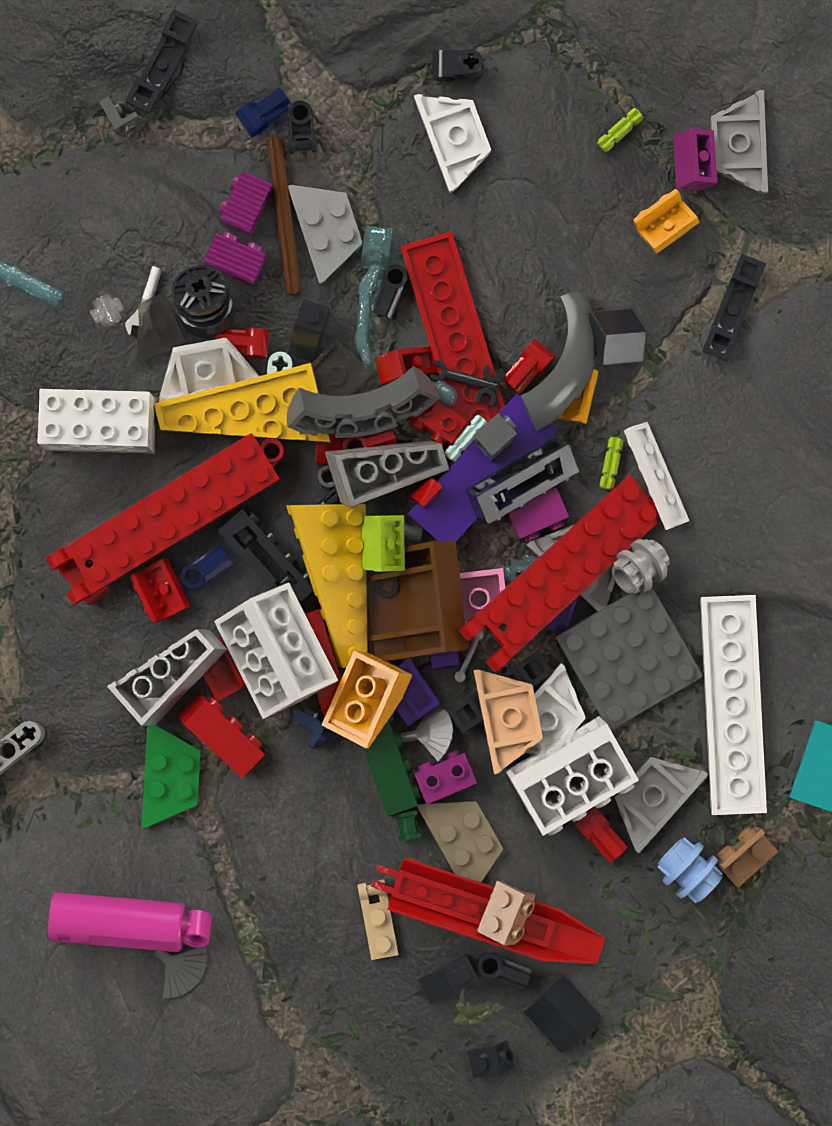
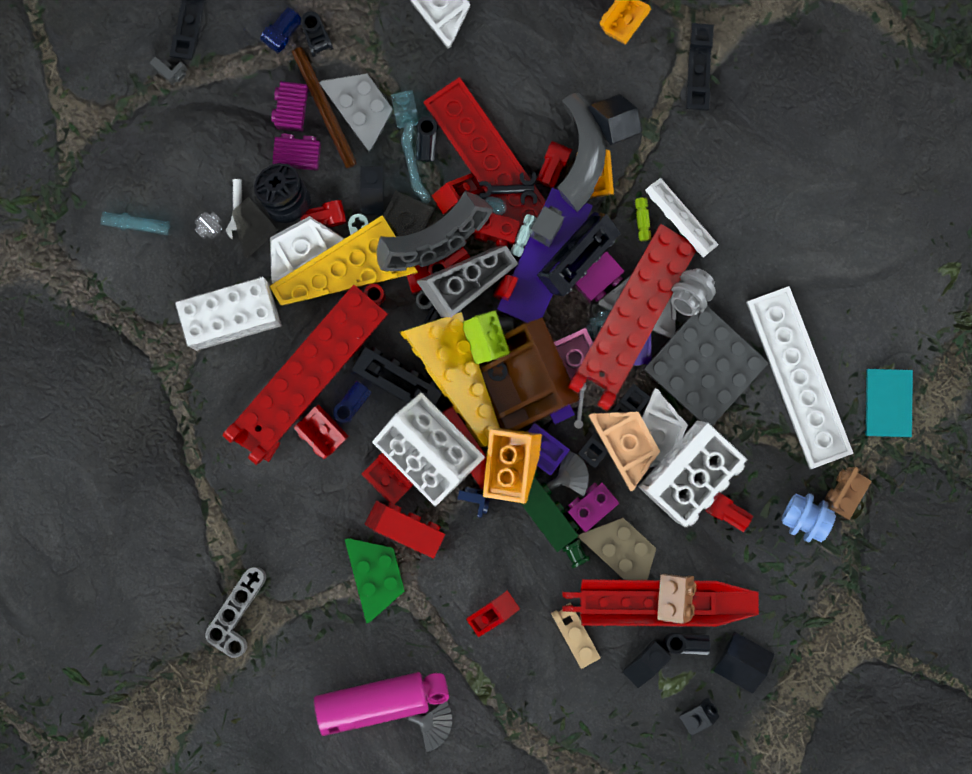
camera: 20 degrees left, 0 degrees up
(166, 677) = (349, 497): light grey wedge -> none
(290, 863) = (493, 613): none -> red slope
(656, 798) = (763, 470): light grey wing -> none

